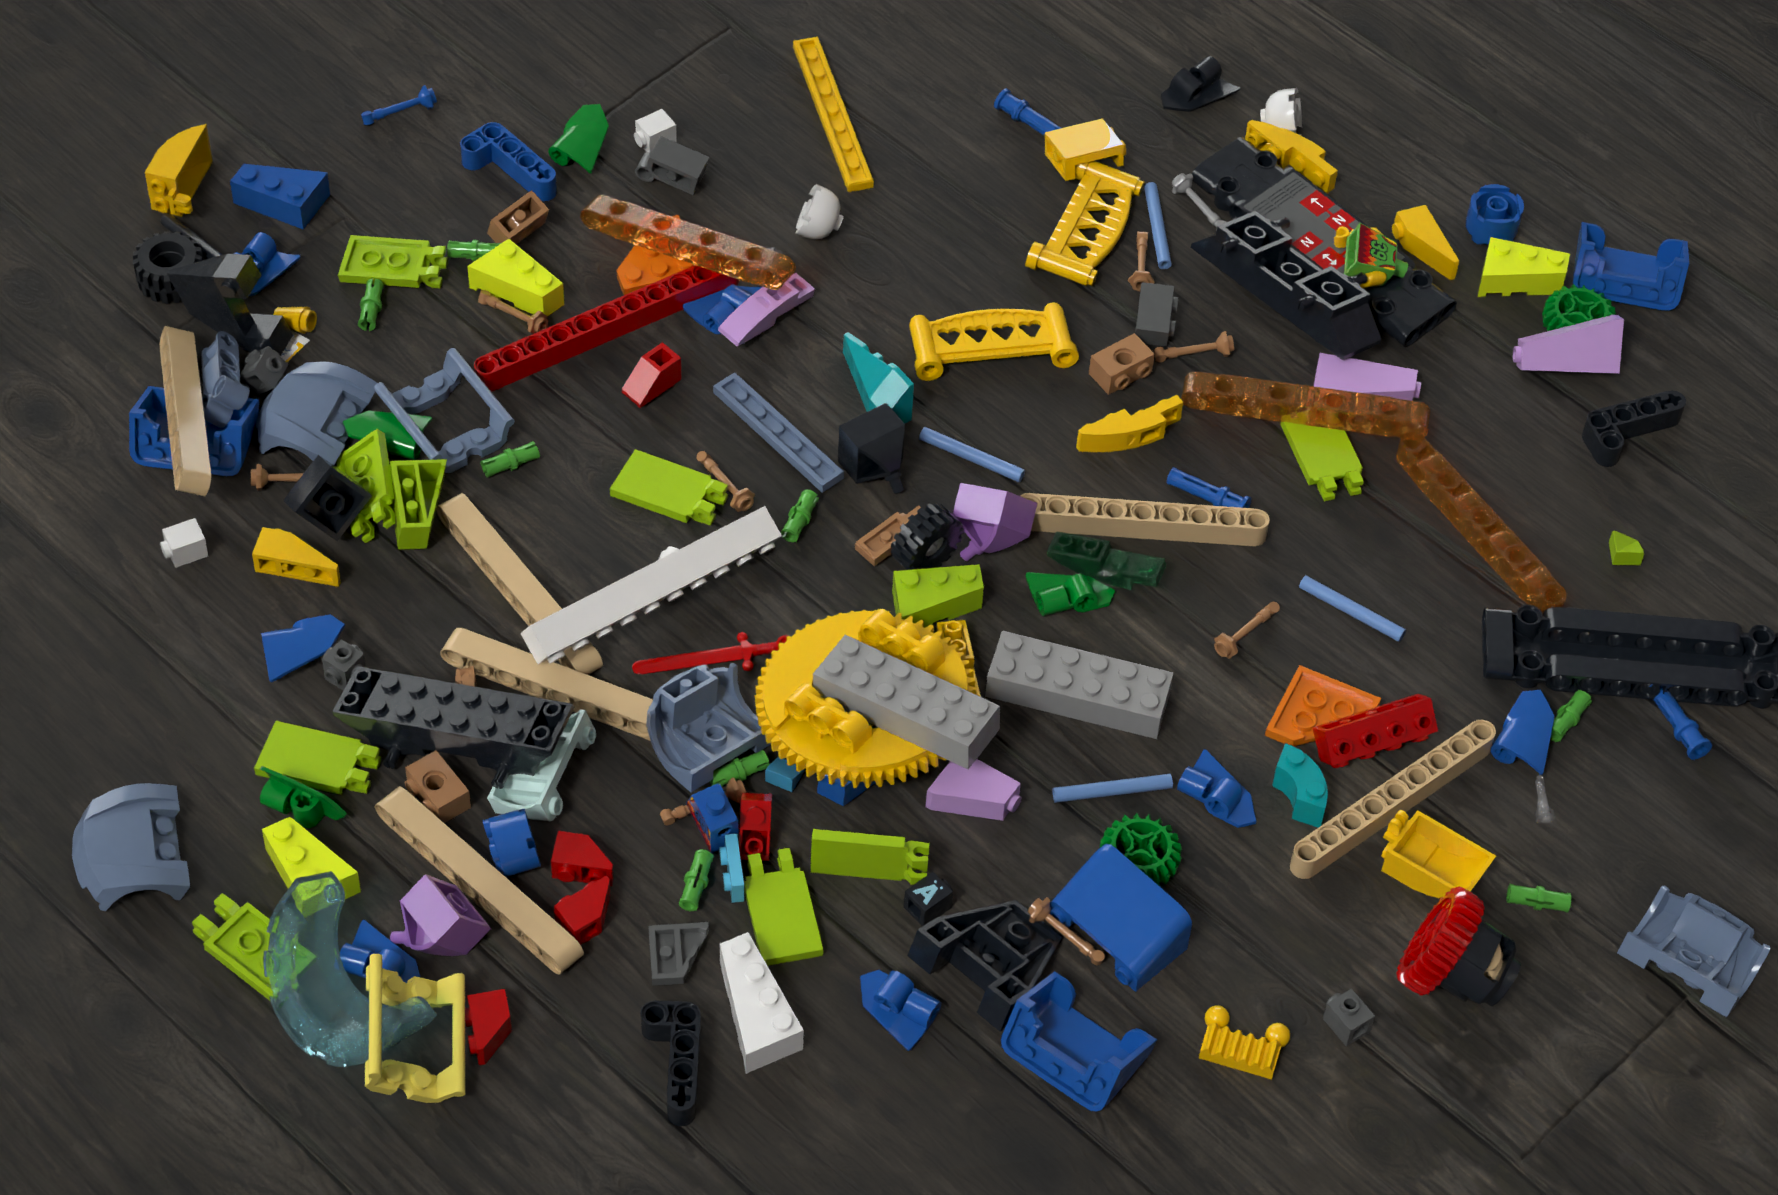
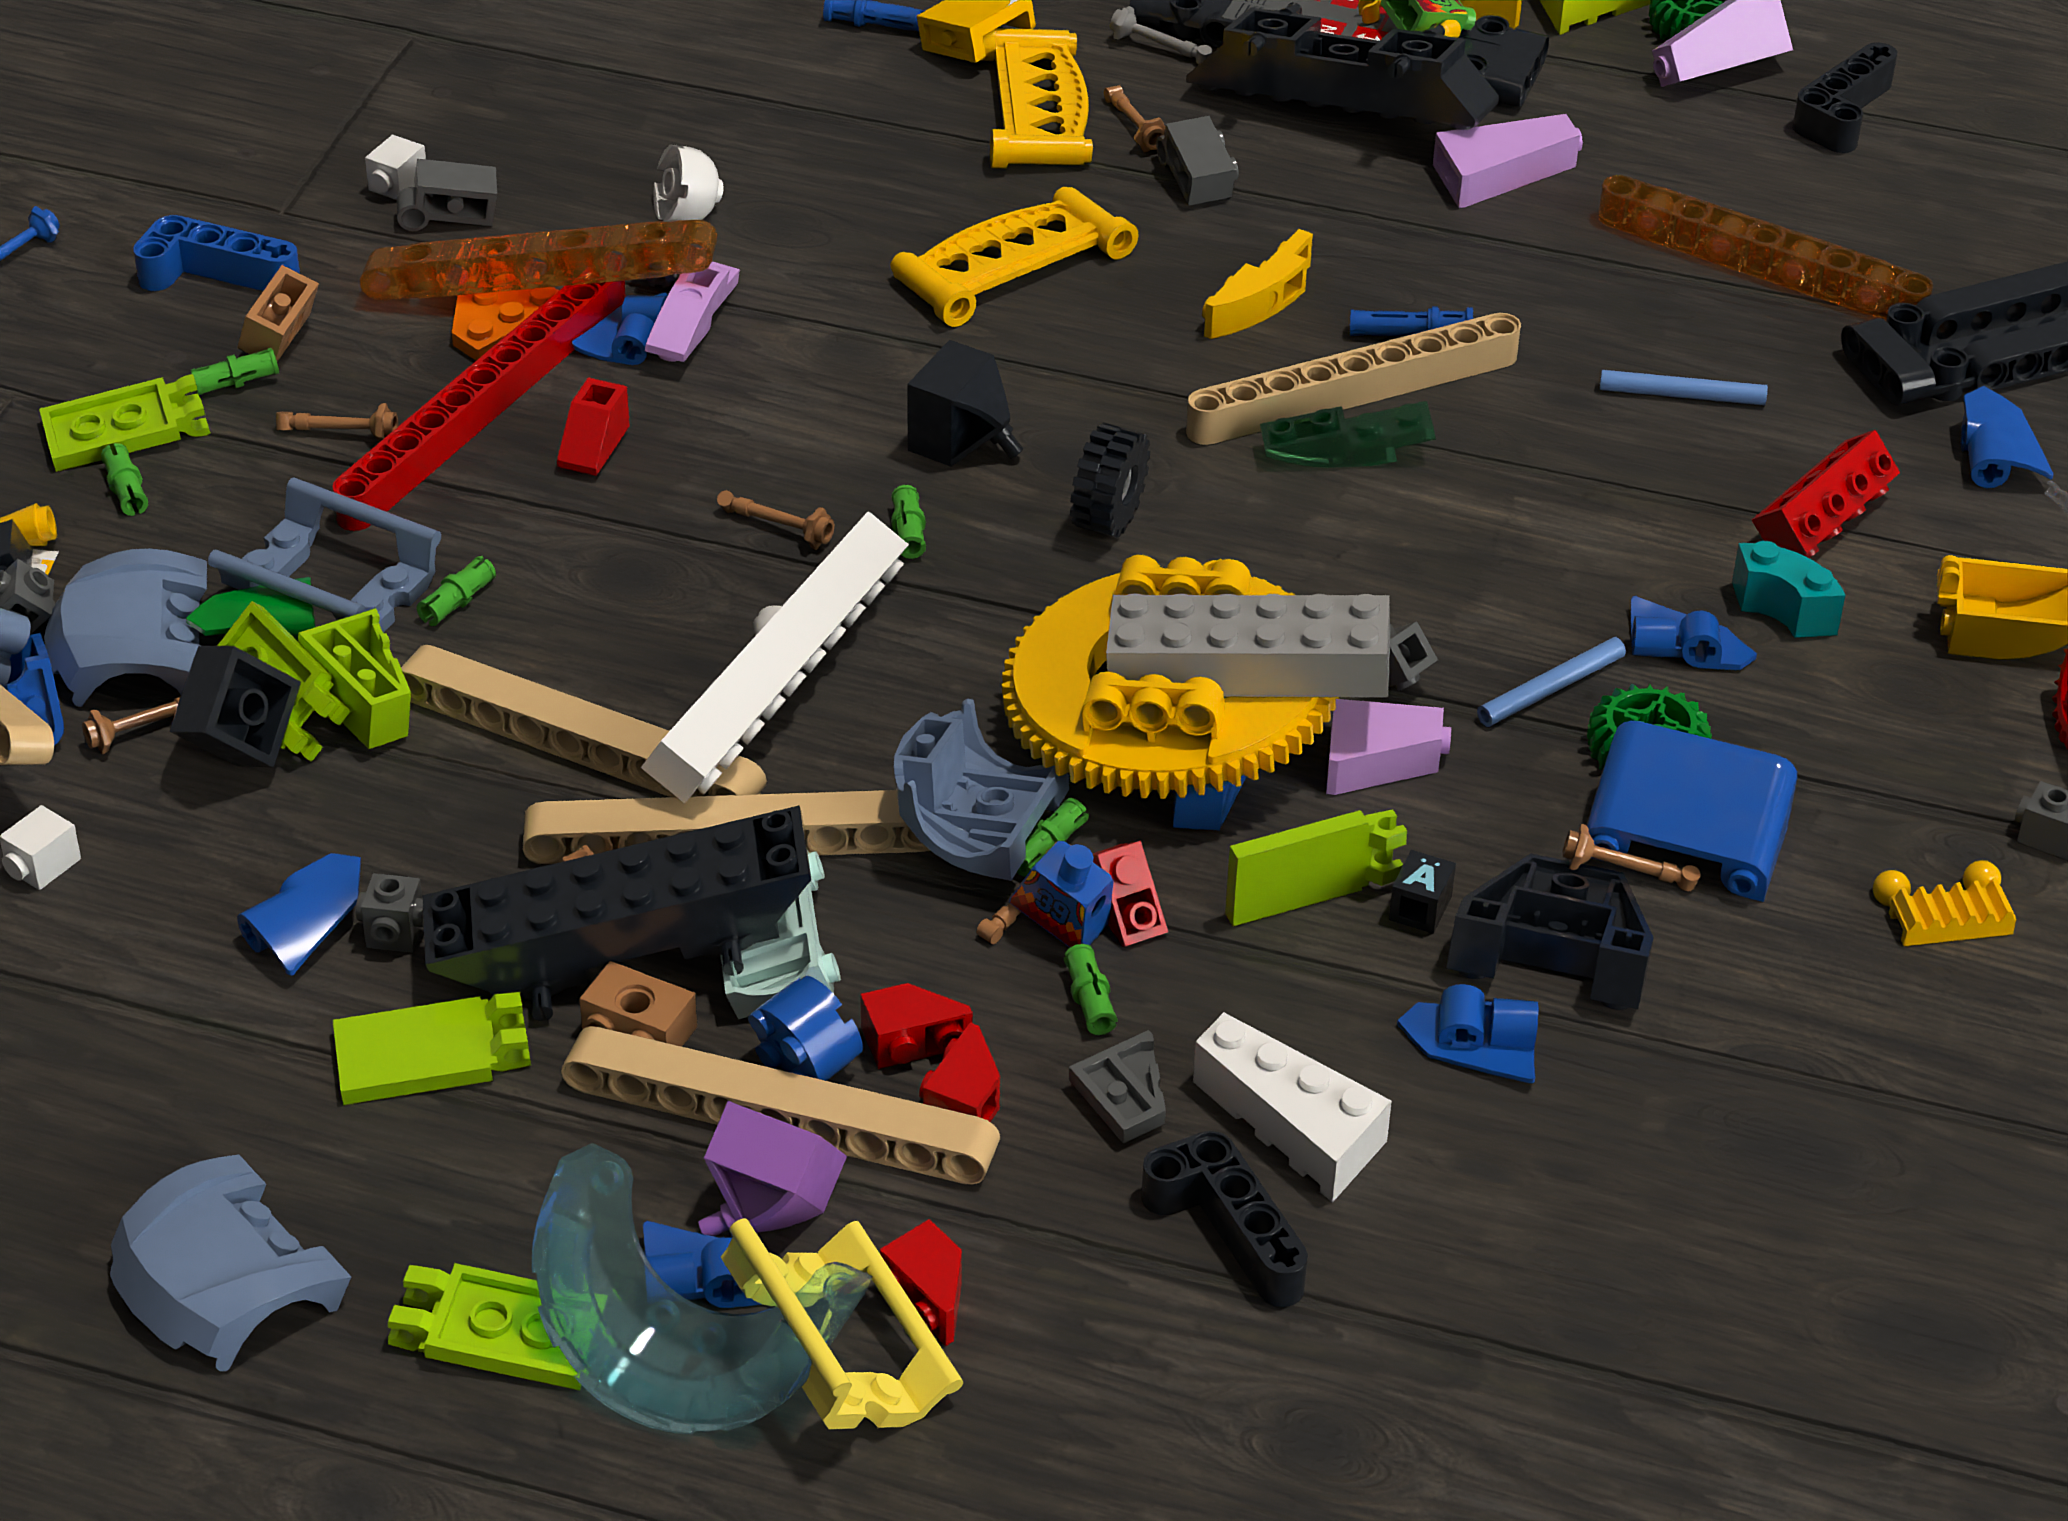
camera: 25 degrees left, 10 degrees down
(289, 556) = (221, 809): yellow slope -> none
(301, 854) = (492, 1176): neon yellow wedge -> none
(306, 803) = (442, 1097): green panel -> none
(517, 278) = (322, 380): neon yellow wedge -> none
(581, 138) = (297, 199): green panel -> none
(668, 488) = (706, 551): lime tile -> none
(733, 879) = (1133, 953): medium azure plate -> none
(744, 651) = (946, 701): red sword -> none
(778, 432) = (808, 439): sand blue plate -> none
(781, 911) = (1230, 974): lime tile -> none
(782, 775) = (1112, 823): dark azure slope -> none
(833, 114) = (617, 84): yellow tile -> none
(877, 380) = (895, 332): teal wedge -> none
(877, 543) = (1045, 503): medium nougat hinge -> none
(937, 592) = (1172, 528): lime wedge -> none
(972, 454) = (1082, 382): medium blue piece -> none
(992, 518) = (1183, 422): medium lavender piece -> none
(1029, 737) = (1408, 655): none -> dark grey brick
(1064, 592) = (1319, 491): green panel -> none
(1069, 1047) = (1748, 998): blue windscreen -> none
(1079, 684) = (1438, 572): light grey brick -> none
(1121, 364) = (1197, 225): medium nougat brick -> none
(1157, 225) = (1124, 76): medium blue piece -> none
(1223, 344) = (1306, 167): medium nougat piece -> none
(1226, 645) = (1568, 474): medium nougat piece -> none
(1304, 404) = (1459, 191): clear orange beam -> none
(1313, 701) = (1723, 499): orange plate -> none
(1325, 457) = (1515, 240): lime tile -> none
(1471, 743) = (1903, 568): tan beam -> none
(1569, 714) = (2030, 401): bright green pin -> none
(1625, 550) = (1945, 224): lime slope -> none

